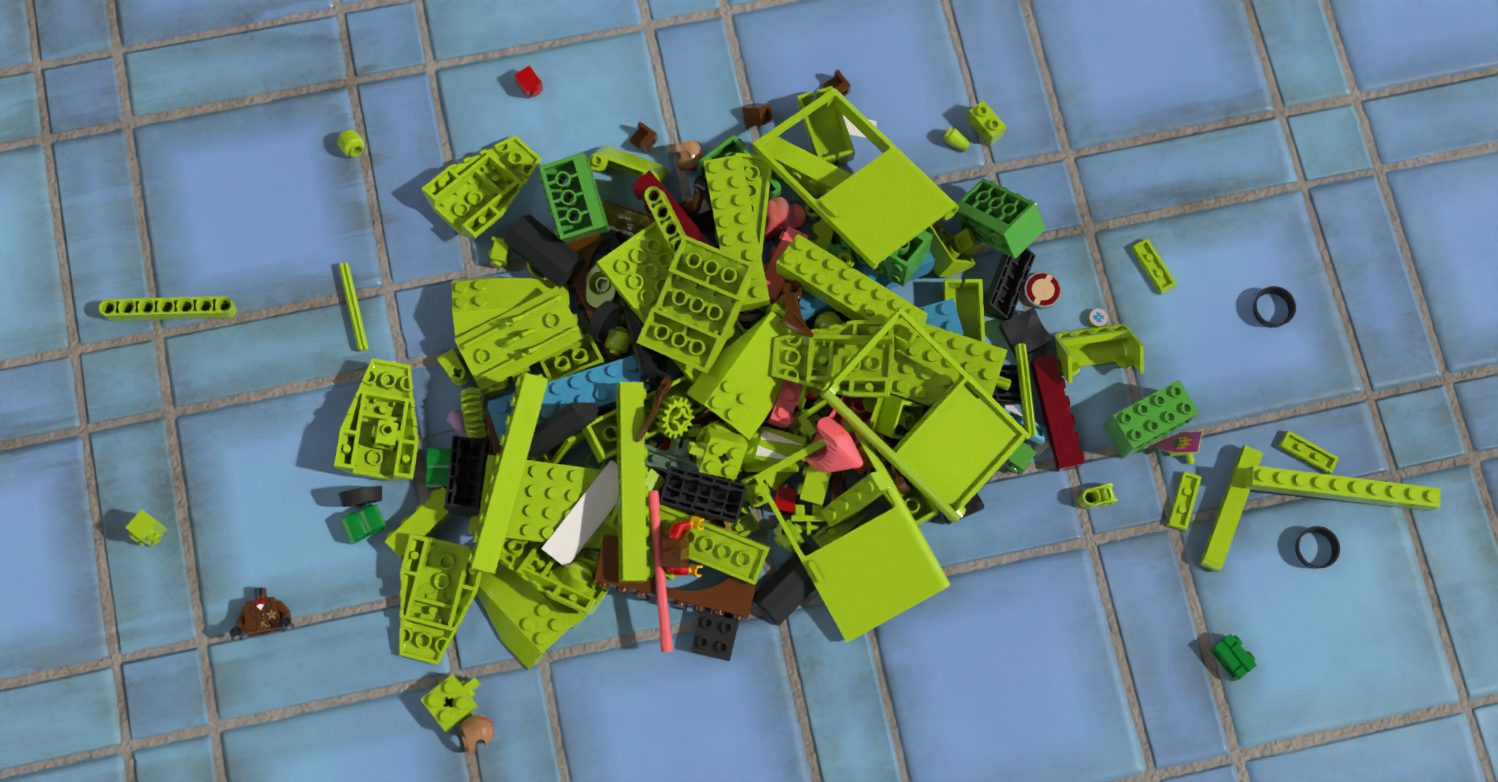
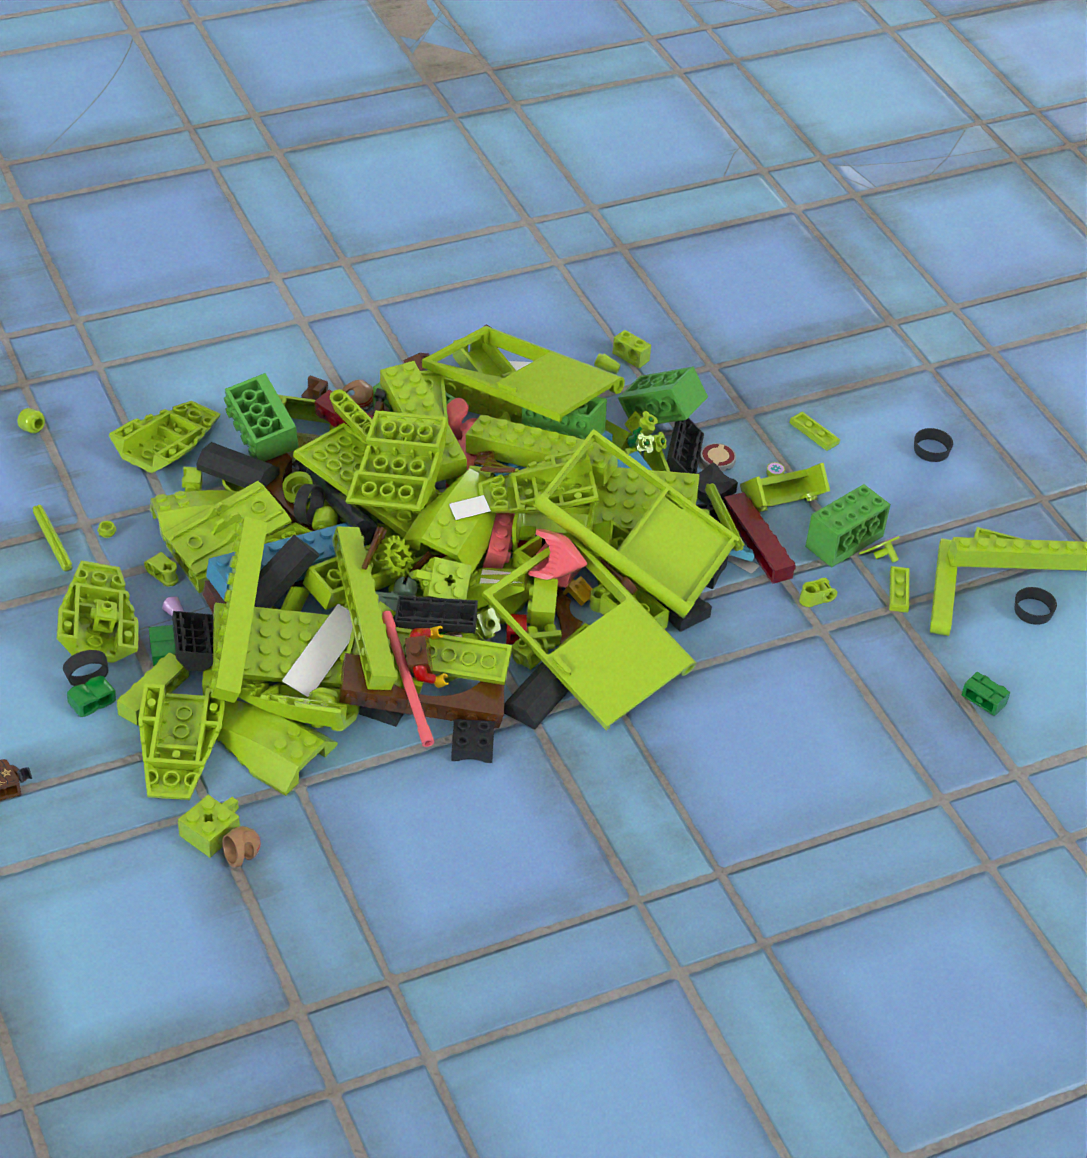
camera: 10 degrees left, 30 degrees down
(404, 300) = (106, 529): none -> lime plate
(473, 413) = (190, 591): lime gear -> none
(528, 82) = (196, 363): red brick -> none
(758, 373) = (469, 507): none -> white sticker
(857, 497) = (587, 599): lime brick -> none
(960, 271) = (650, 442): none -> lime plant
(1020, 458) = (734, 572): bright green brick -> none

